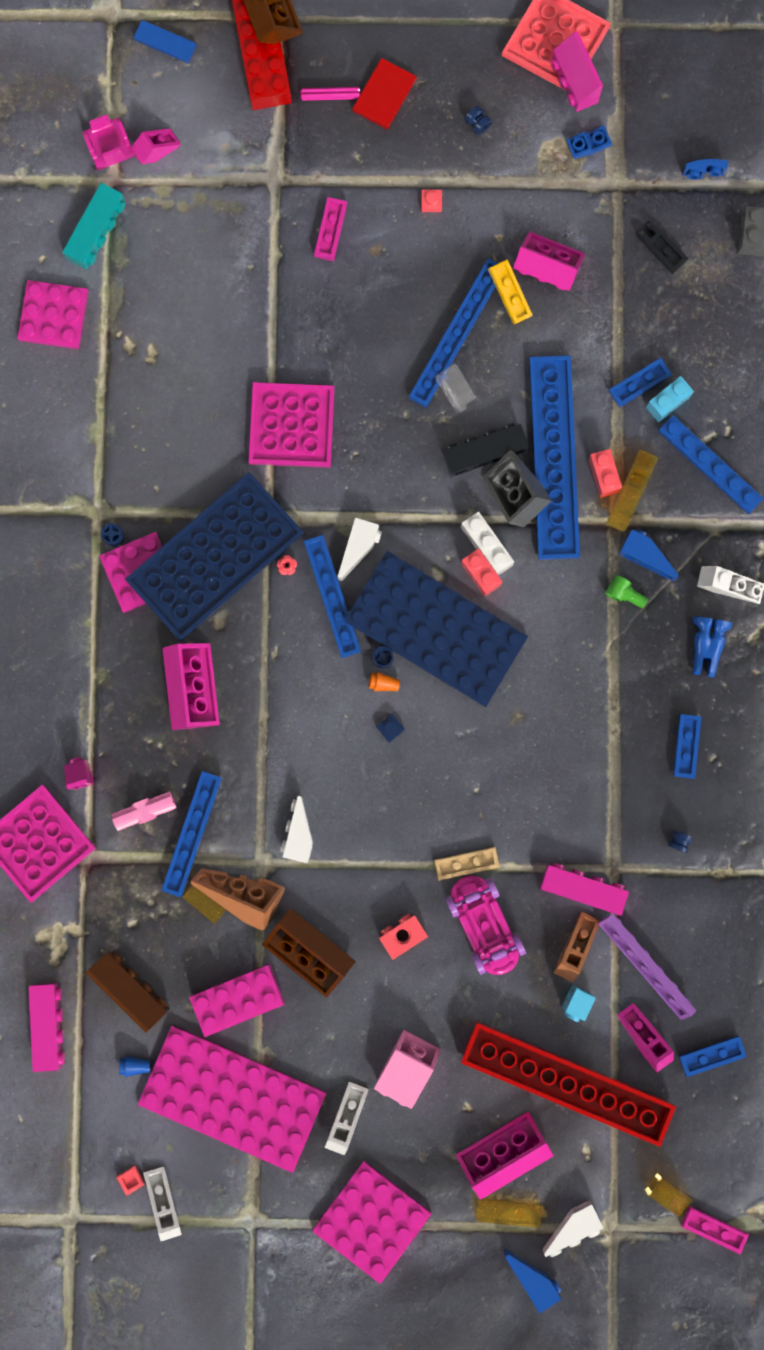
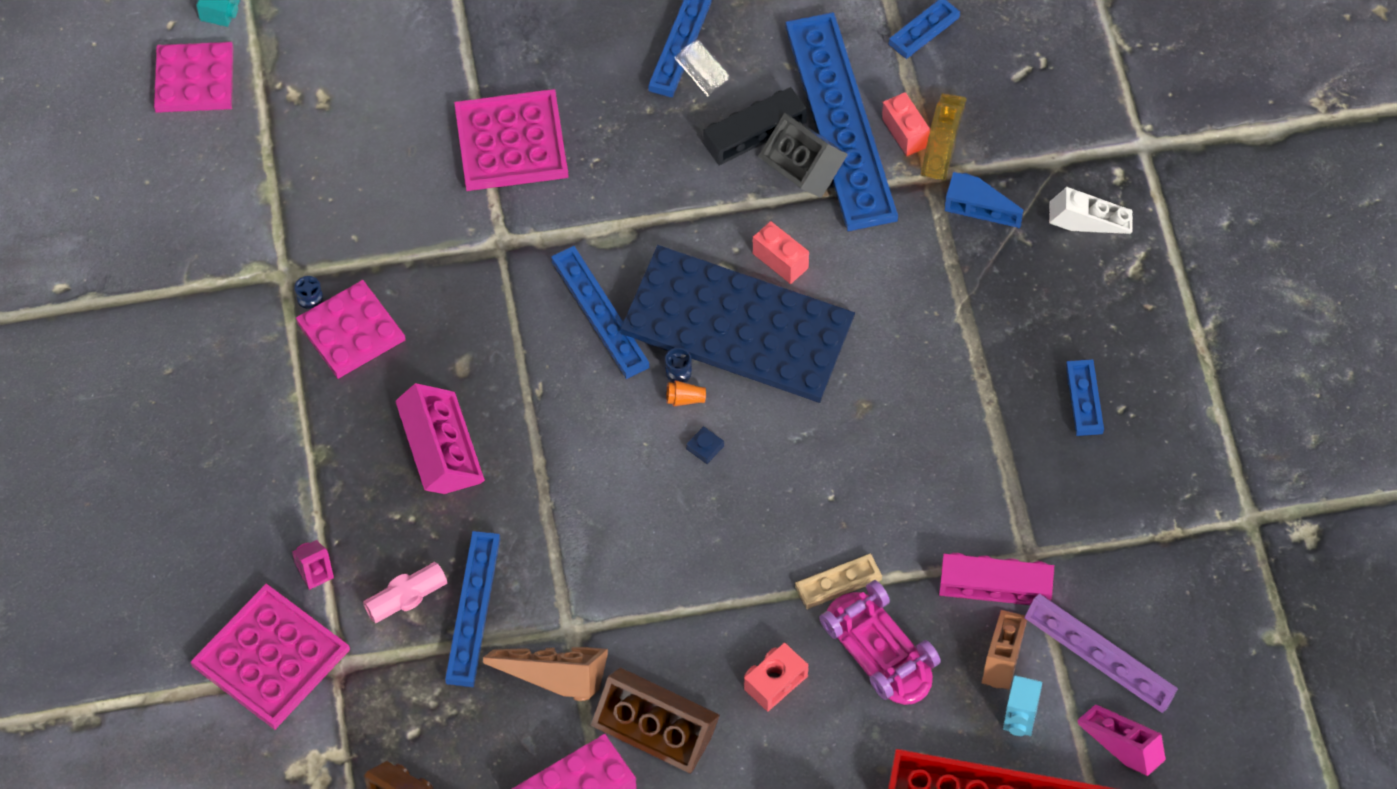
camera: 15 degrees left, 25 degrees down
(204, 904) = (506, 688): clear yellow tile -> none
(214, 556) = (442, 290): dark blue plate -> none
(286, 570) = (535, 295): coral plate -> none
(299, 839) = (615, 587): white slope -> none
(360, 543) = (622, 250): white slope -> none
(484, 538) = (765, 206): white brick -> none
(621, 590) = (958, 243): bright green pin -> none
(669, 399) = (964, 36): medium azure brick -> none
(680, 841) = (1105, 503): dark blue wheel -> none
(708, 647) = (1080, 285): blue piece -> none
(710, 464) = (1032, 98): blue plate -> none
(712, 1056) = (1215, 745): blue plate -> none

